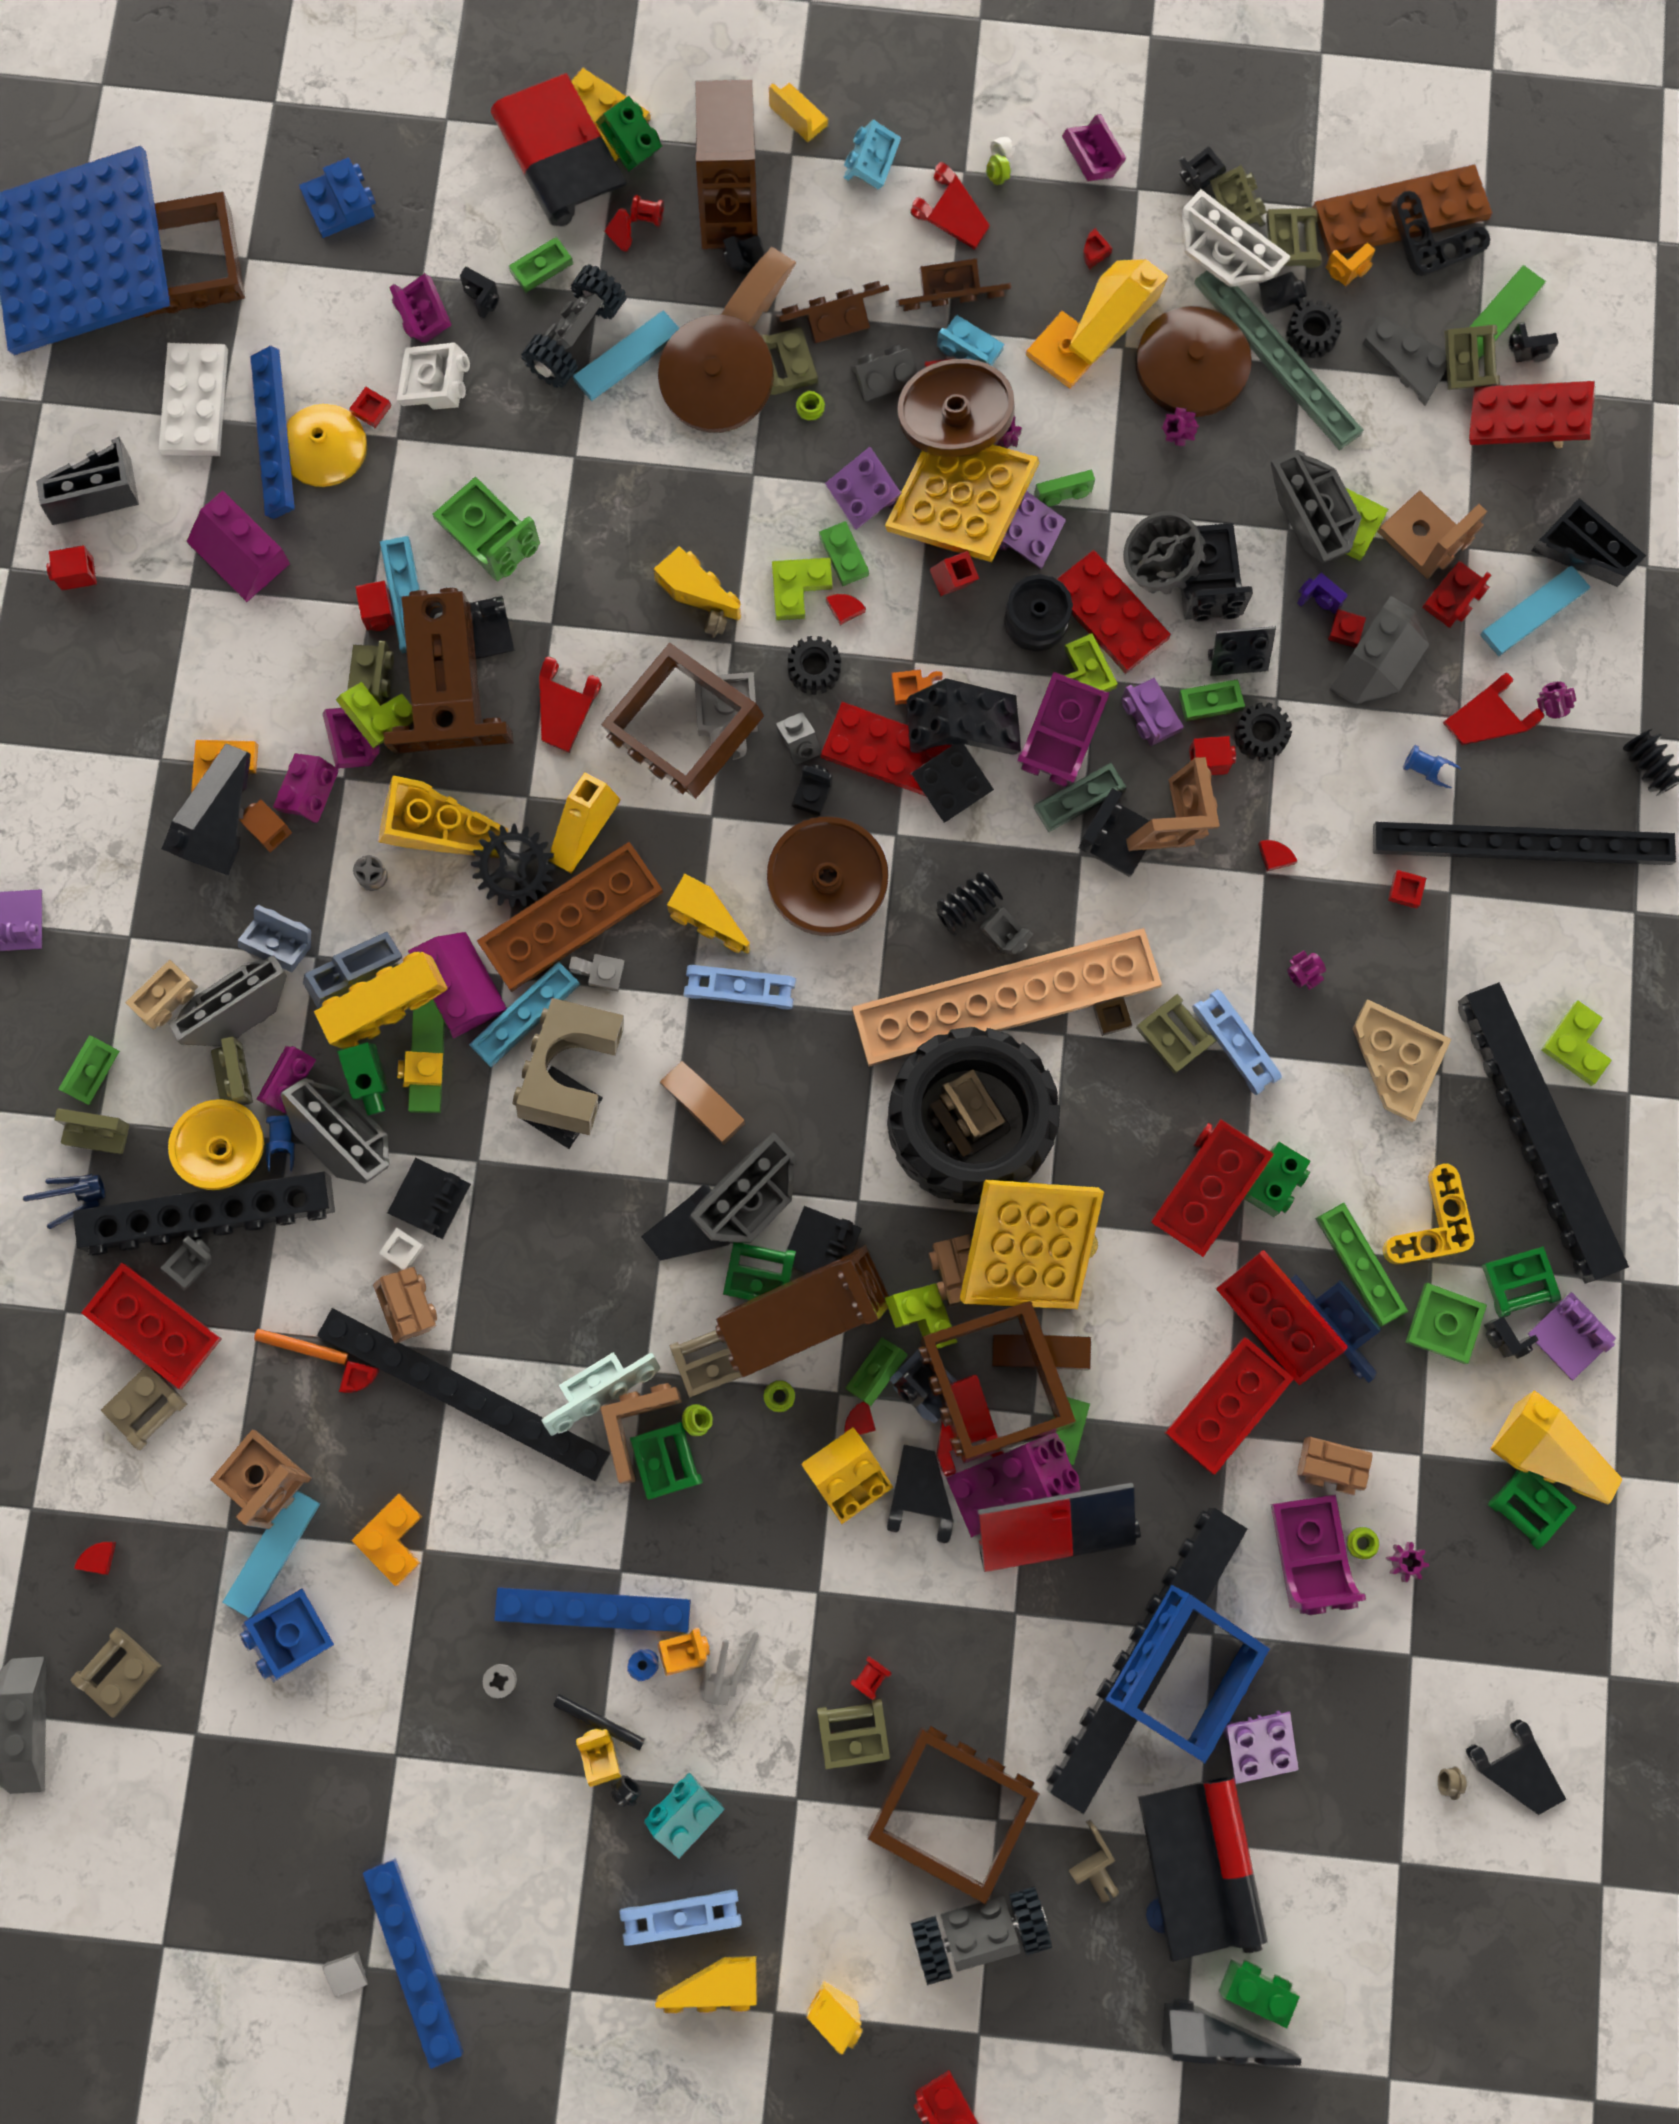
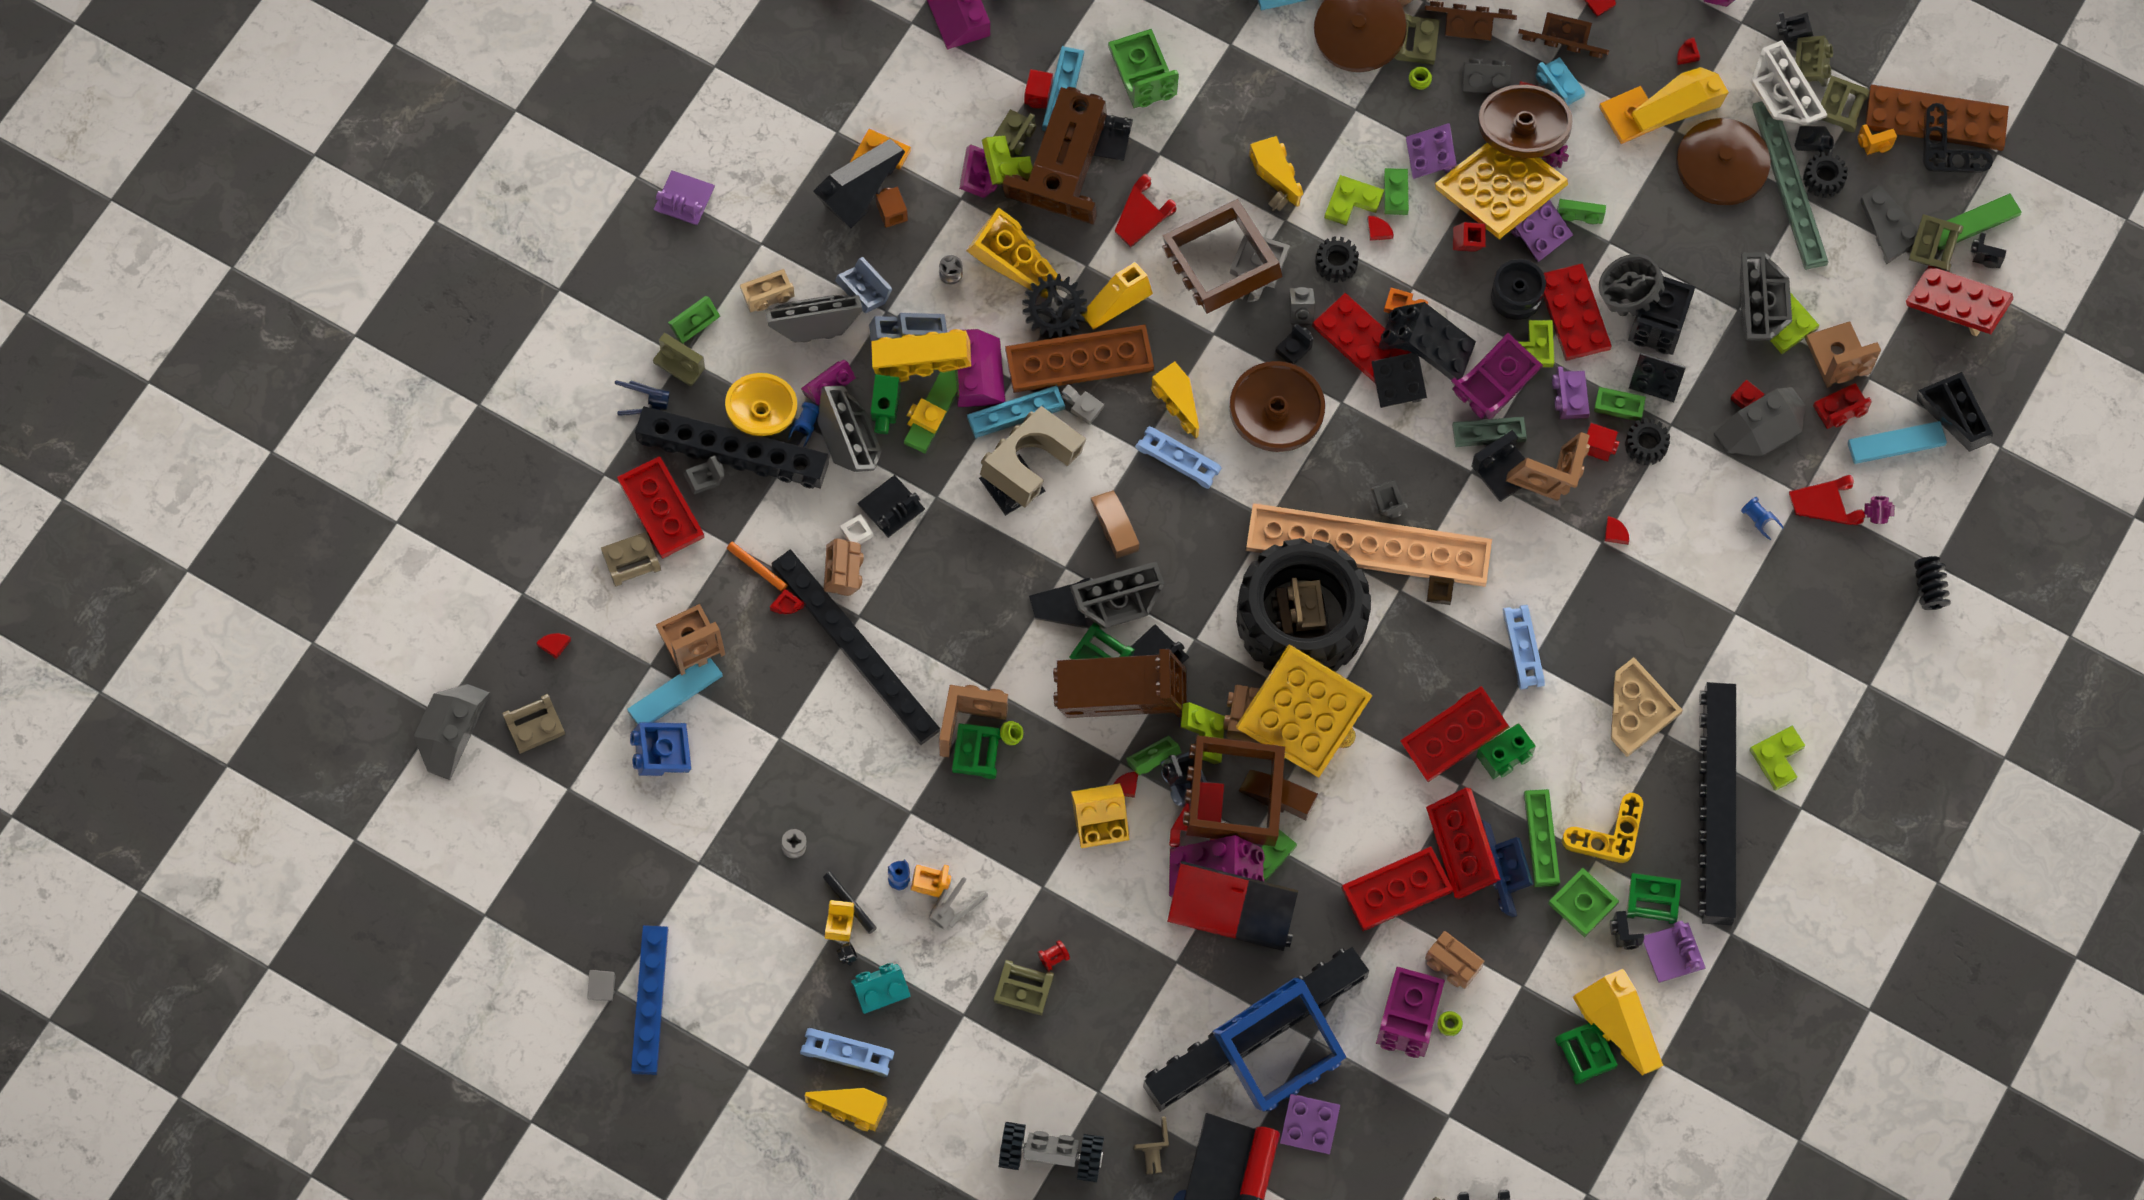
camera: 25 degrees right, 10 degrees down
(231, 1072) = (792, 361): olive bracket -> none
(306, 787) = (932, 192): magenta bracket -> none
(382, 1542) = (754, 719): light orange plate -> none
(592, 1610) = (879, 827): blue plate -> none
(597, 1386) = (940, 677): light aqua bracket -> none
(706, 1372) = (1032, 704): dark tan plate -> none
(776, 1386) = (1080, 737): lime plate -> none
(835, 2017) = (926, 1156): yellow slope -> none
(920, 1491) = (1148, 850): black flag -> none
(924, 1860) = (1040, 1097): reddish brown window -> none
(967, 902) = (1371, 467): black piece -> none
(1169, 1040) = (1474, 625): olive plate -> none
(1180, 427) = (1688, 203): magenta gear -> none
(1306, 970) = (1598, 618): magenta gear -> none
(1325, 592) = (1741, 363): dark purple bracket -> none
(1407, 889) = (1701, 595): red plate -> none
(1411, 1554) = (1479, 1053): magenta gear -> none
(1524, 843) = (1806, 600): black plate -> none

